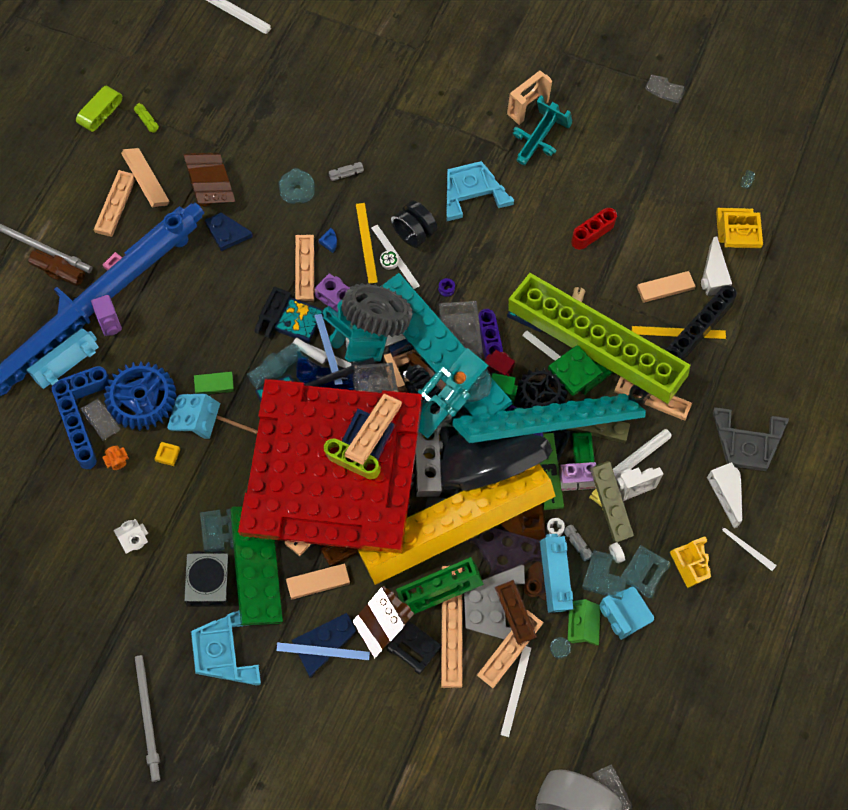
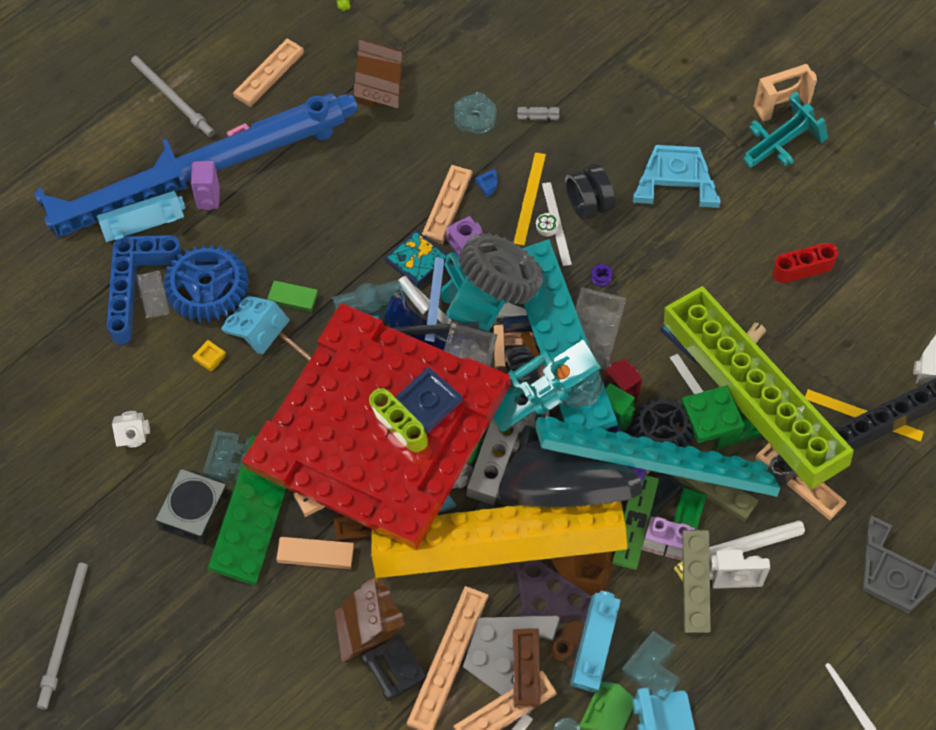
camera: 25 degrees right, 5 degrees down
(56, 267) = (176, 120): reddish brown piece -> none
(115, 457) = (150, 340): orange gear -> none
(145, 177) = (312, 54): light nougat tile -> none
(216, 653) = (167, 590): medium azure wing -> none
(226, 231) = (377, 138): dark blue wing -> none
(272, 310) = (390, 238): black hinge -> none
(305, 649) = (287, 632): light blue sticker -> none
(330, 635) = (289, 623): dark blue wing -> none
(373, 429) = (434, 394): light nougat tile -> none
(440, 586) = (450, 606): green brick -> none
(489, 328) = (630, 336): dark purple beam -> none
(560, 524) = (625, 588): white bush -> none
(578, 543) = (638, 616): light grey axle -> none
(617, 552) = (680, 644): white tile -> none
(639, 568) = (703, 671): clear light blue plate -> none
(666, 286) = (868, 357): light nougat tile -> none
(692, 562) = (771, 689): yellow slope -> none
(727, 486) = (850, 611): white slope -> none

